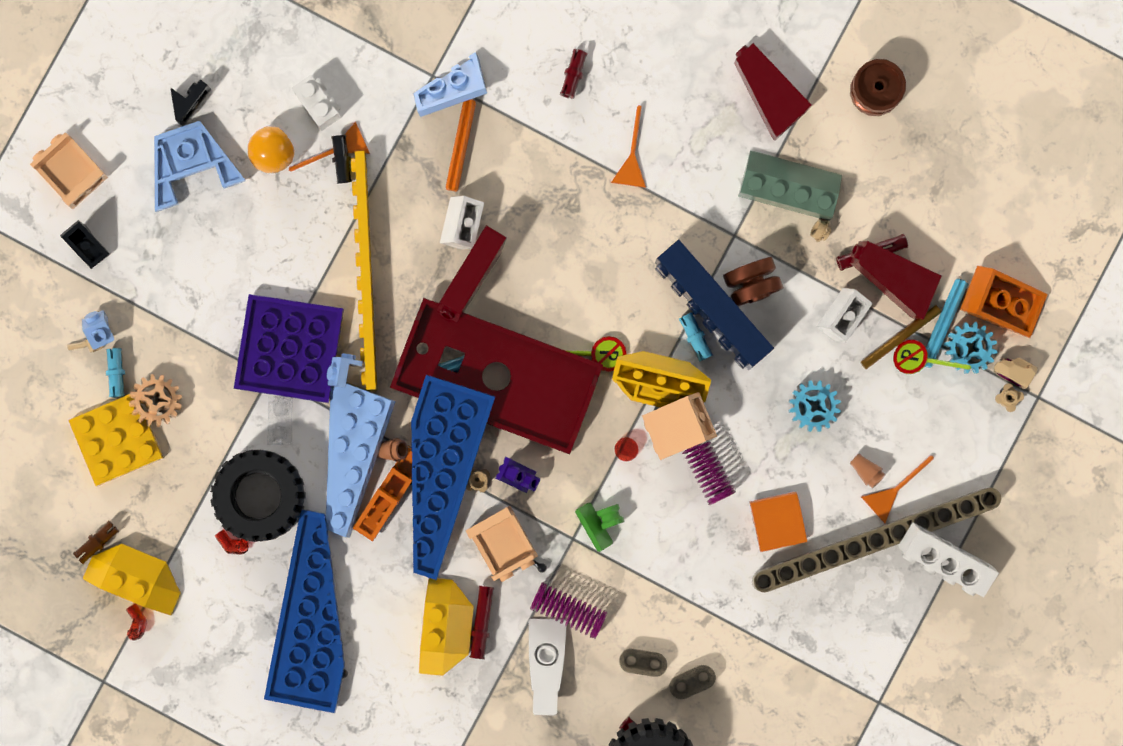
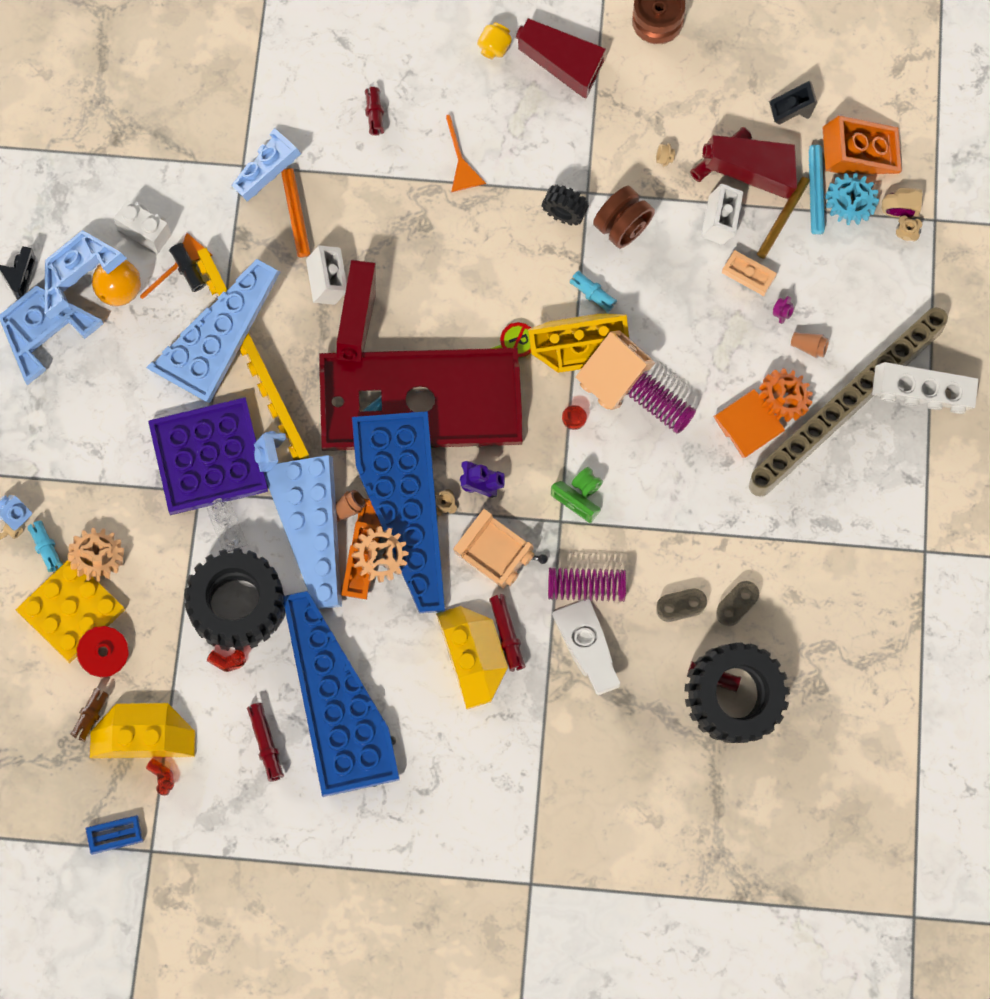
camera: 20 degrees left, 15 degrees down
(98, 658) = (117, 844): none -> blue tile
(129, 479) = (88, 651): none -> red plate
(235, 631) = (267, 749): none -> dark red pin
(236, 115) = (73, 262): none -> light blue wing
(331, 246) = (212, 340): none -> light blue wing
(390, 516) = (389, 562): none -> light nougat gear
(705, 245) = (565, 205): none -> black tyre
(713, 50) = (494, 40): none -> yellow head
(713, 305) = (597, 252): dark blue brick -> none
(790, 185) = (619, 129): sand green slope -> none
(808, 414) = (743, 308): medium azure gear -> none
(830, 516) = (776, 386): none -> orange gear
(844, 379) = (749, 273): none -> light nougat plate
(858, 428) = (783, 309): none -> magenta plate
(882, 501) = (838, 368): orange piece -> none
(912, 357) = (803, 226): piece -> none
(960, 232) = (794, 103): none -> black slope

